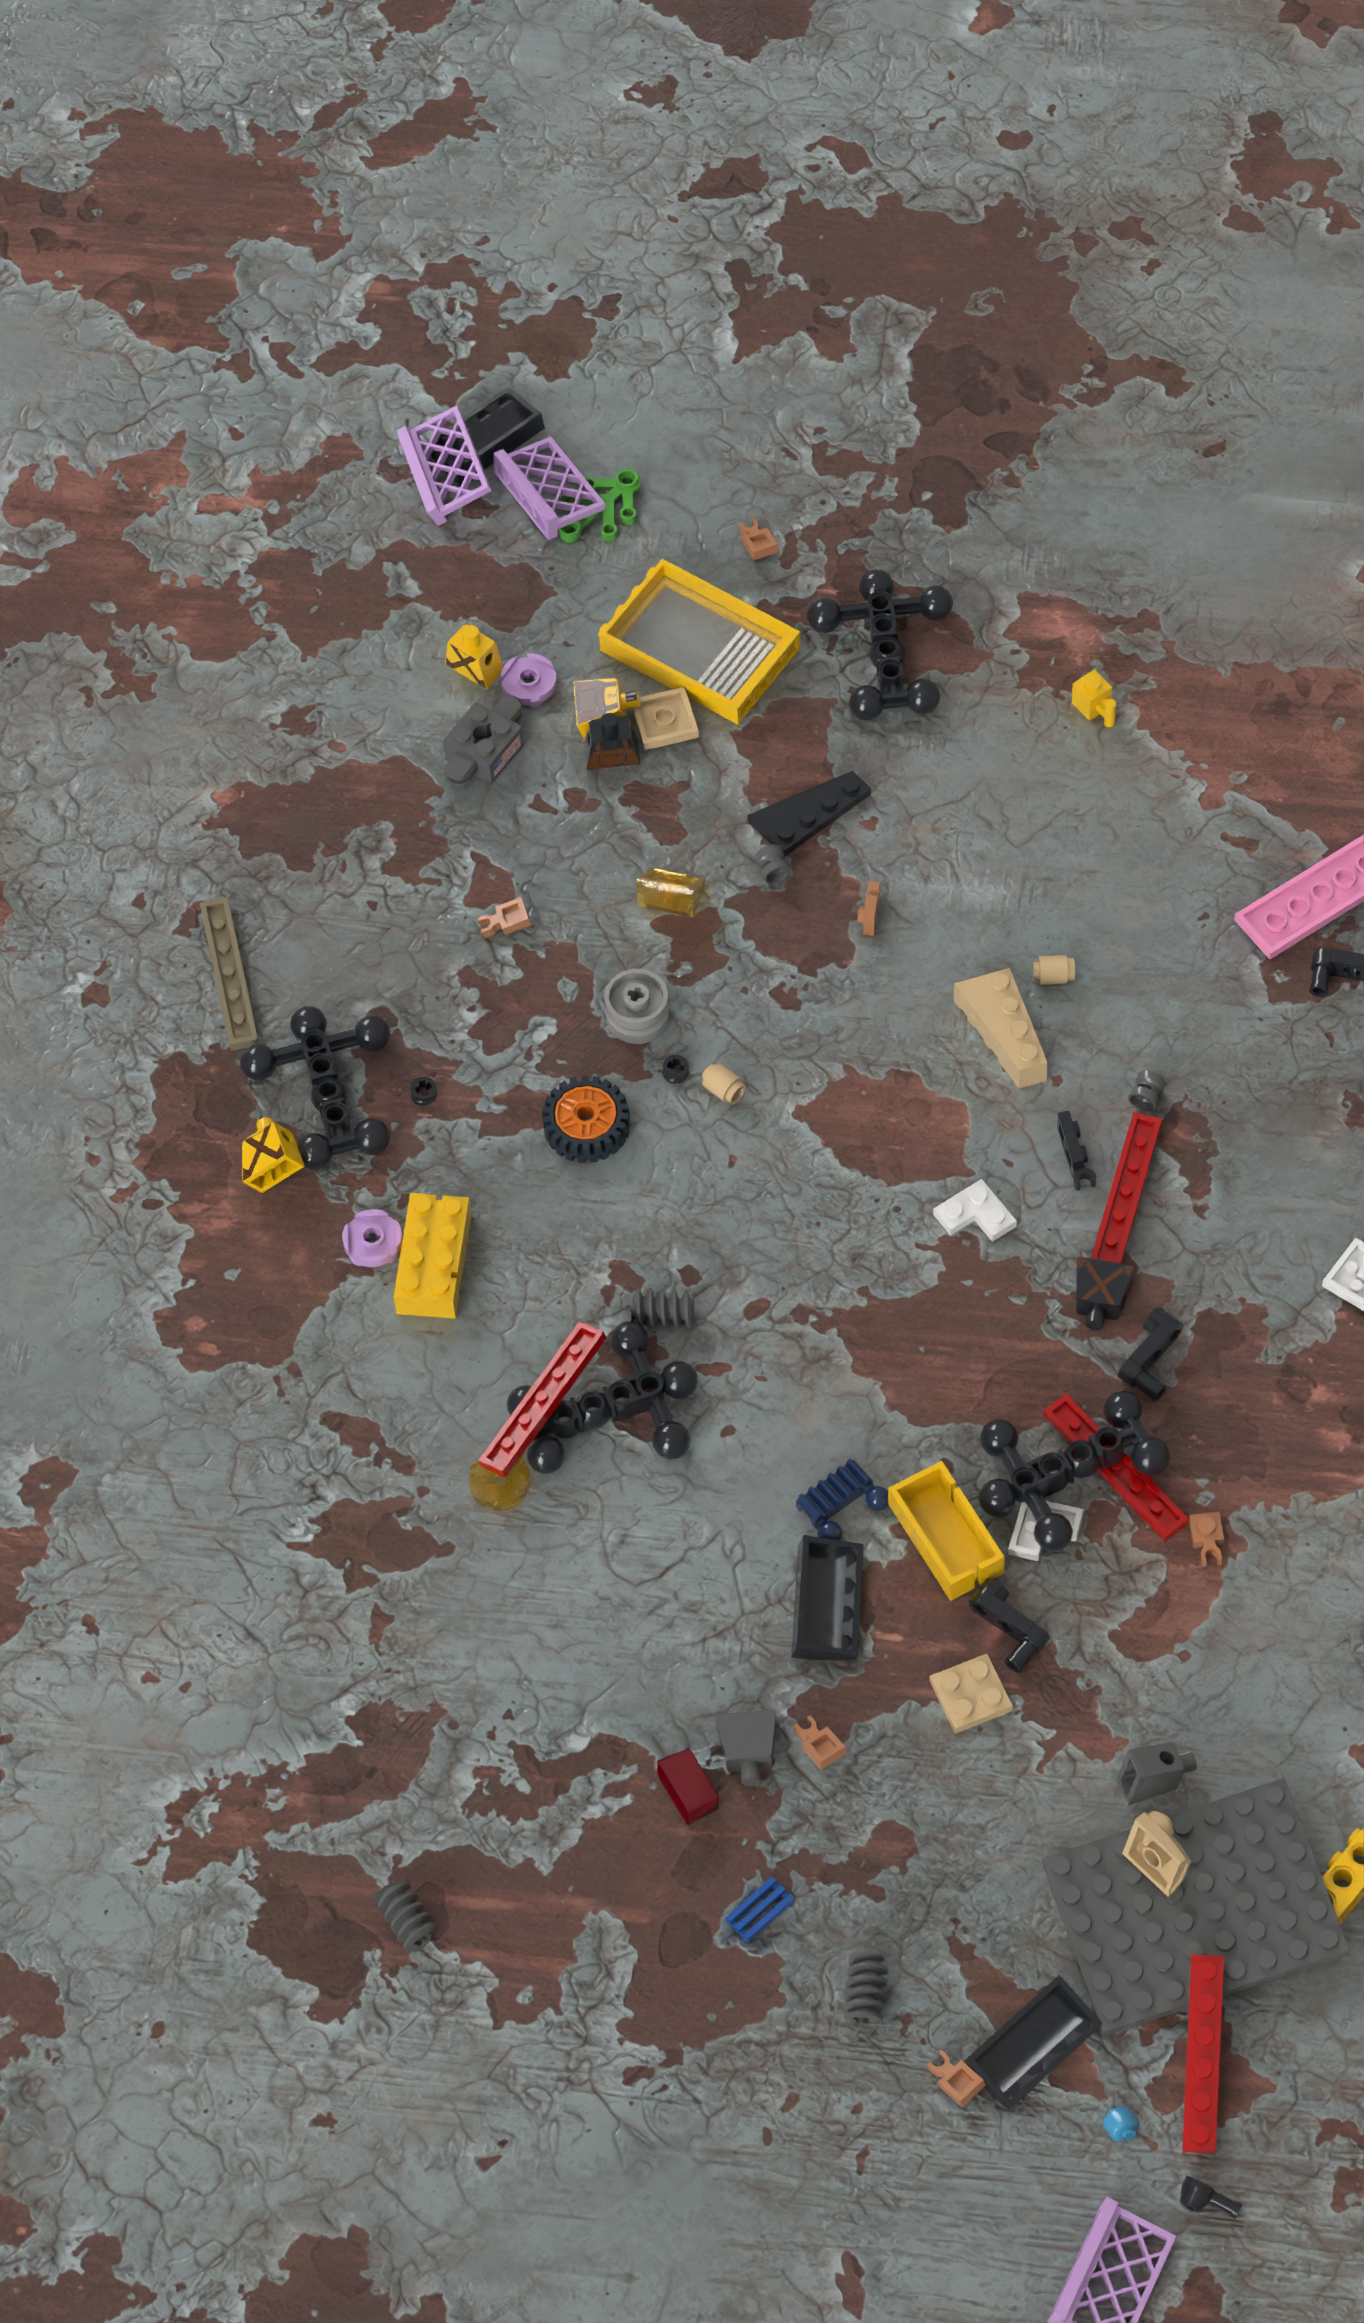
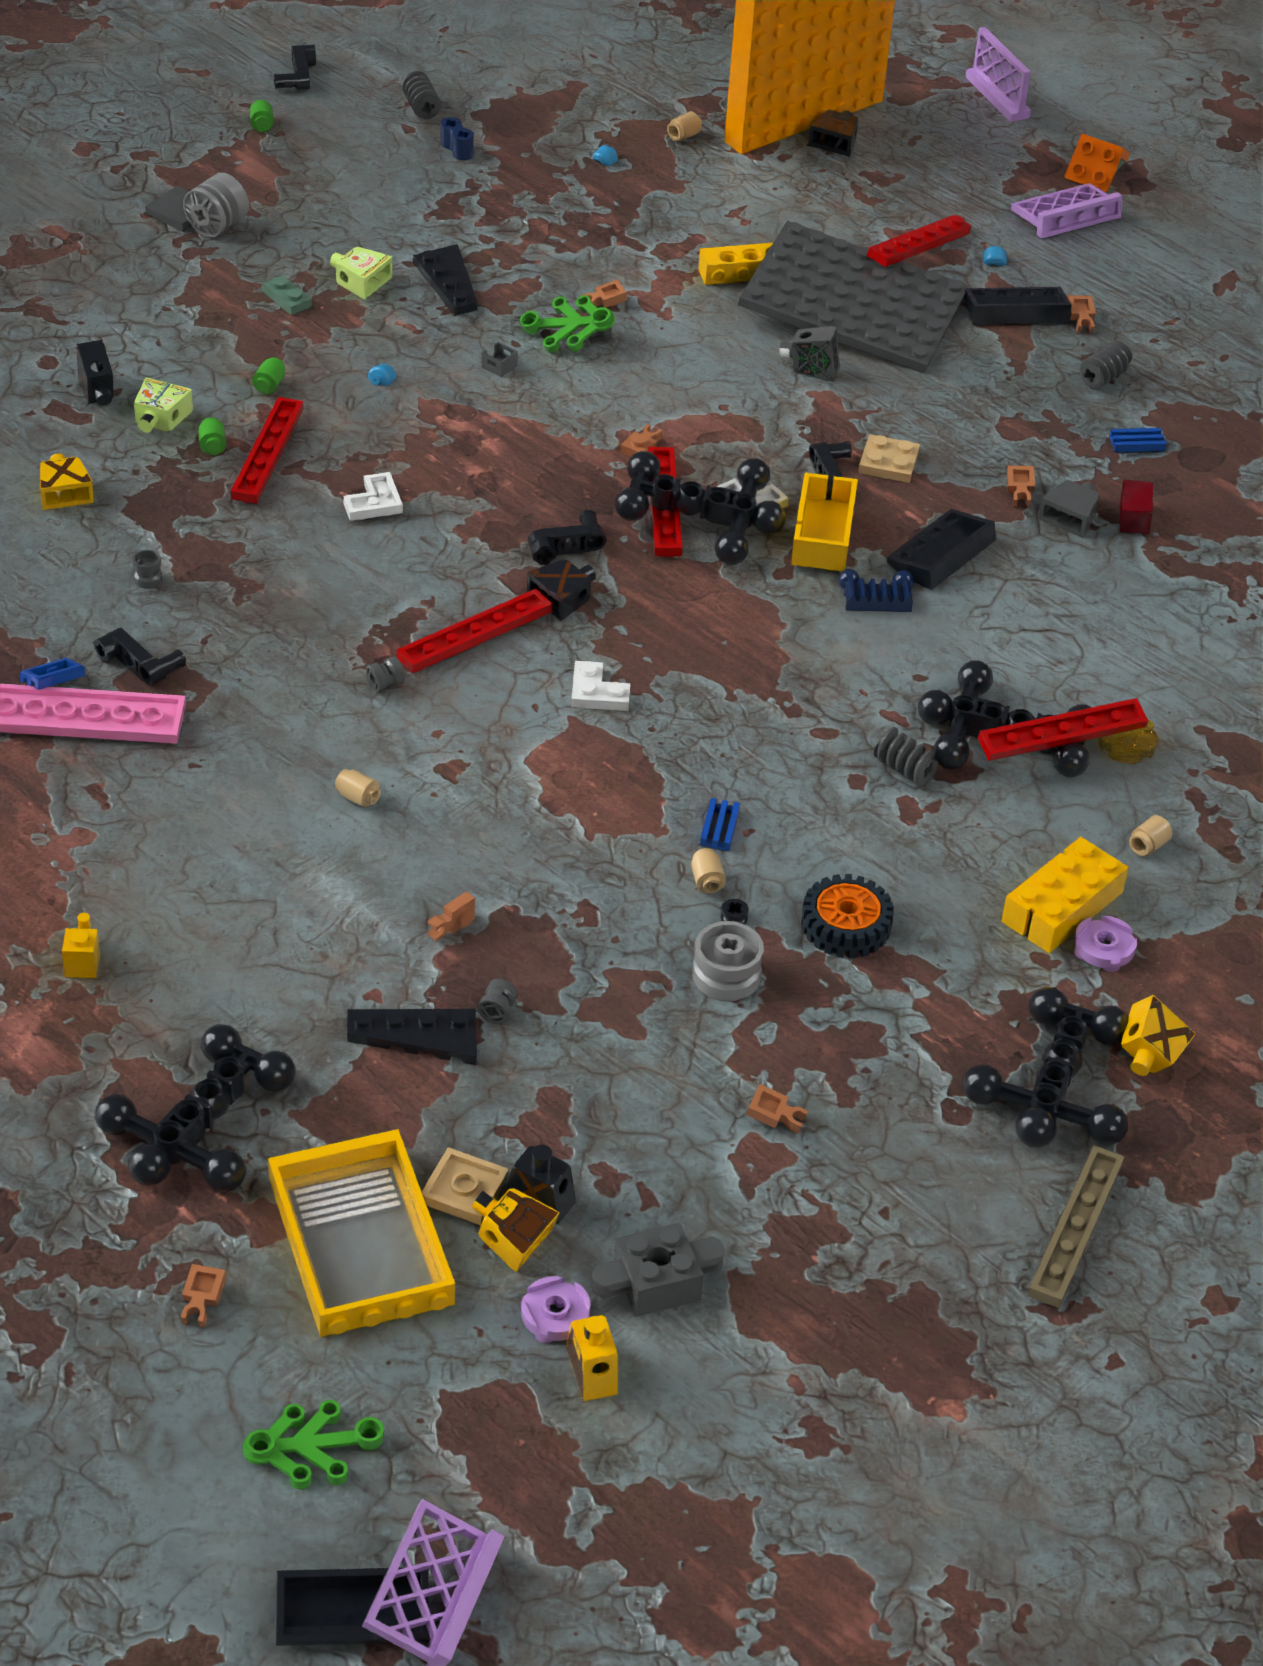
camera: 150 degrees left, 15 degrees down
(406, 1371) = (1150, 835): none -> tan brick
(421, 1099) = (968, 1034): black bush -> none
(530, 493) = (375, 1502): lavender fence -> none
(669, 892) = (607, 1036): clear yellow slope -> none
(748, 1127) = (722, 809): none -> blue tile
(1001, 1018) = (439, 774): tan wedge -> none
(1075, 1154) = (483, 674): black plate -> none
(1157, 1851) = (861, 294): tan slope -> none
(1197, 2195) = (980, 206): black bar -> none

